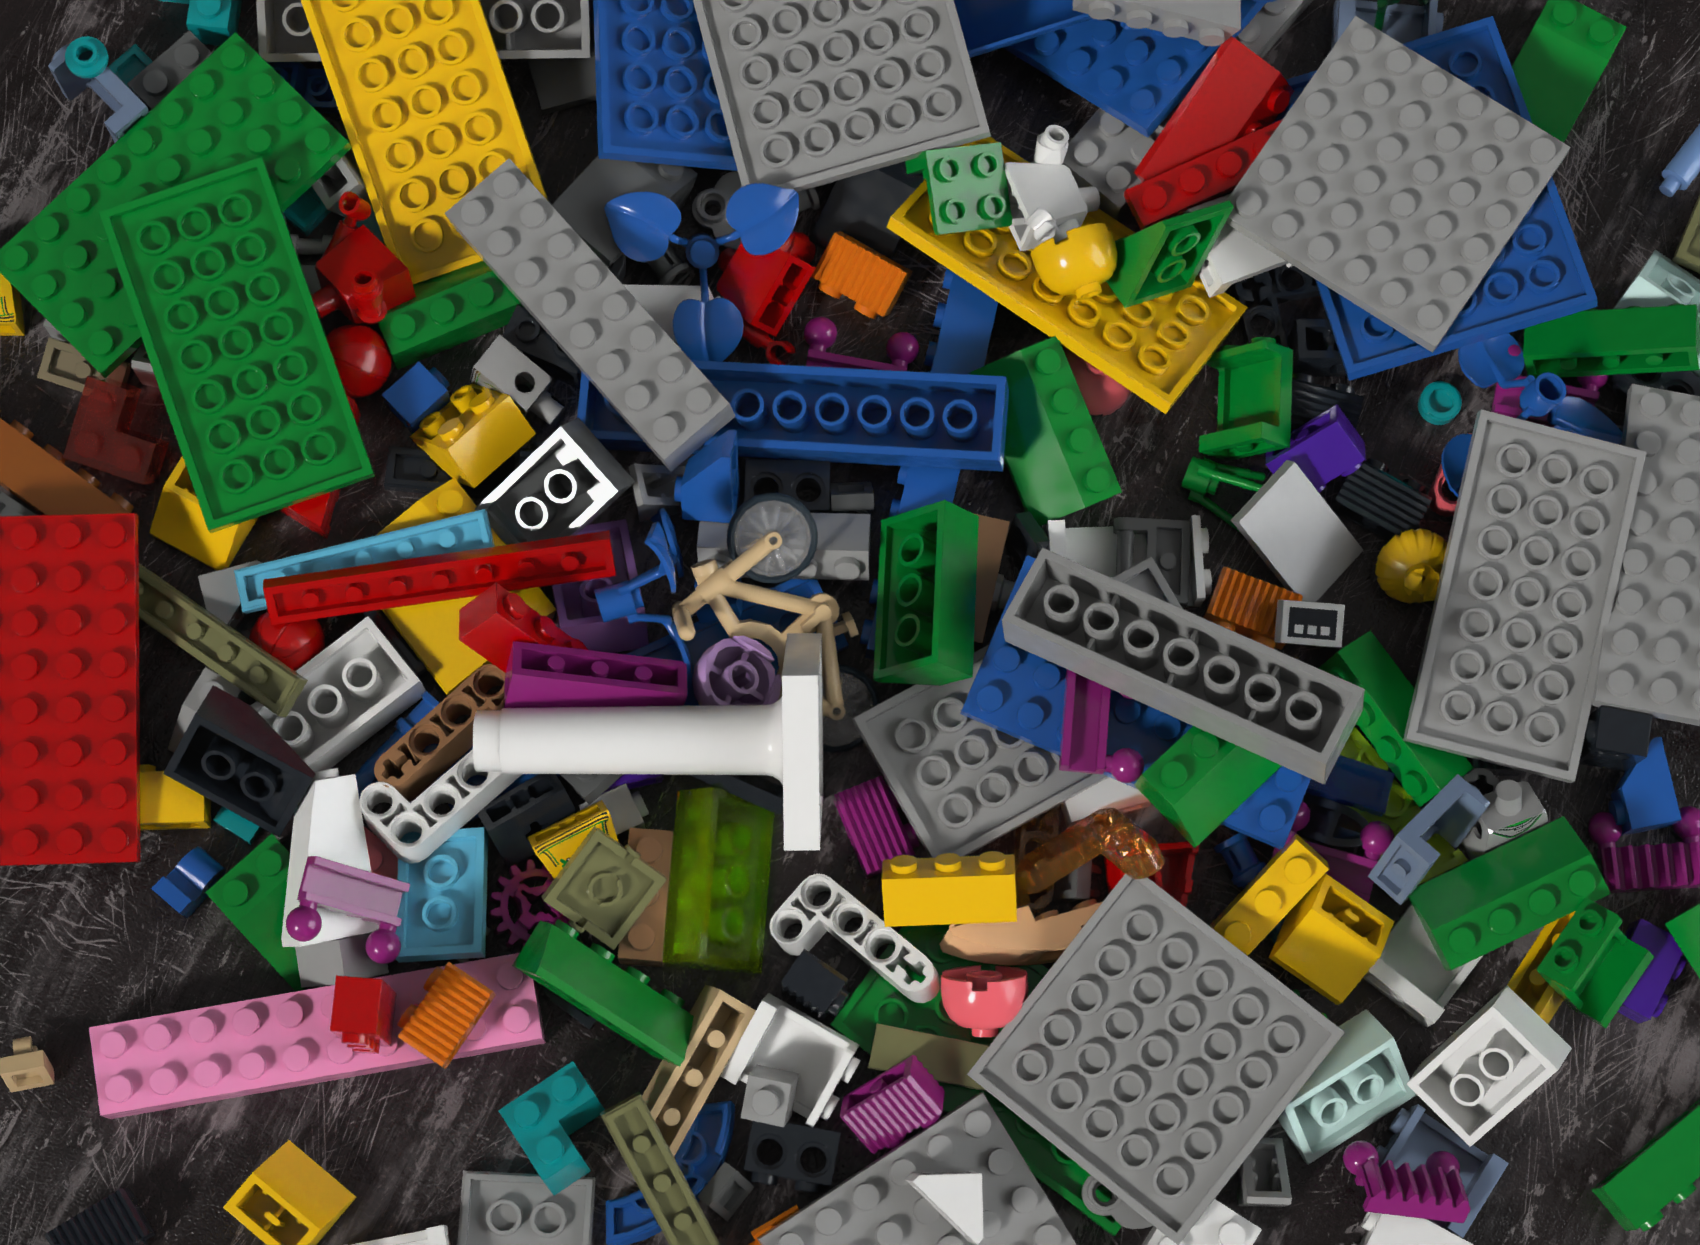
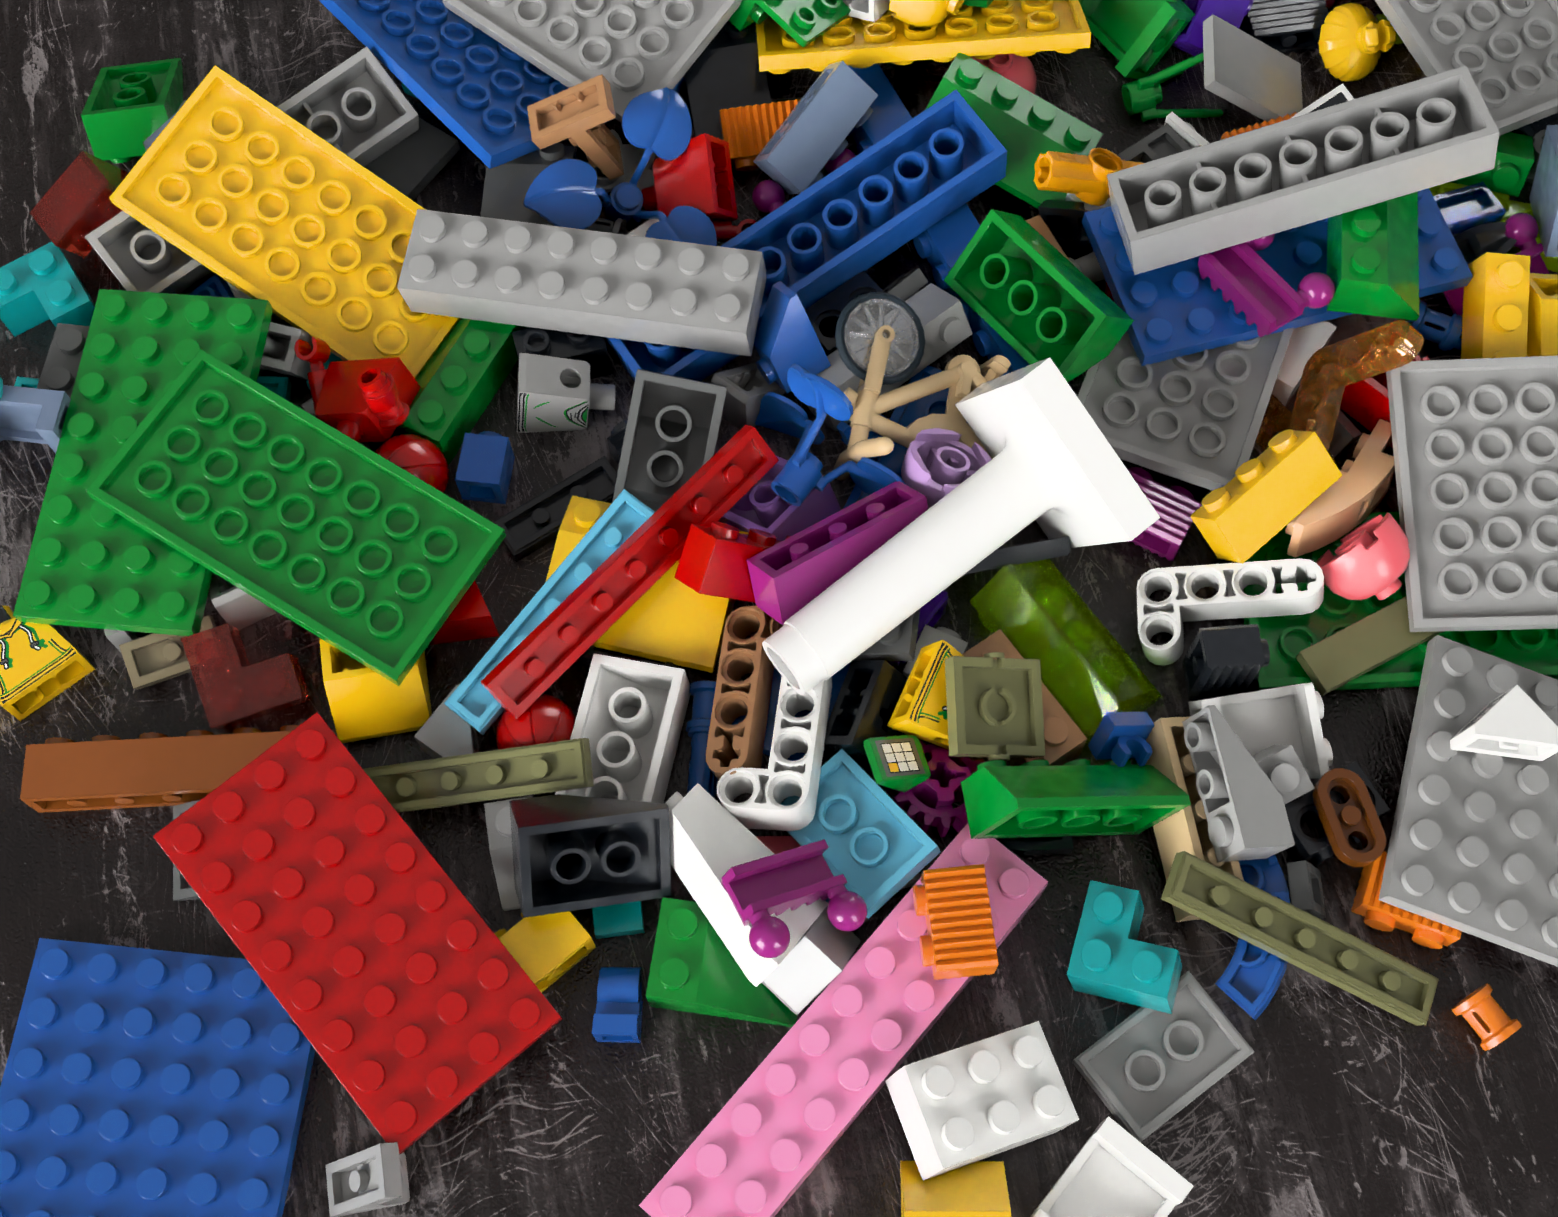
camera: 30 degrees left, 10 degrees down
(363, 1013) = (895, 967): red brick -> none
(369, 1144) = (980, 1100): none -> white brick
(473, 433) = (557, 455): yellow slope -> none
(510, 869) = (897, 761): none -> slope
(689, 979) = (1123, 737): none -> blue tile
(700, 168) = (580, 117): none -> medium nougat bracket
(720, 1090) = (1238, 798): none -> light grey slope
(789, 1166) = (1353, 818): none -> reddish brown plate
(892, 312) = (817, 128): none -> sand blue brick
(893, 1105) = (1375, 704): magenta brick -> none
(1073, 529) = (1079, 173): none -> light orange piece

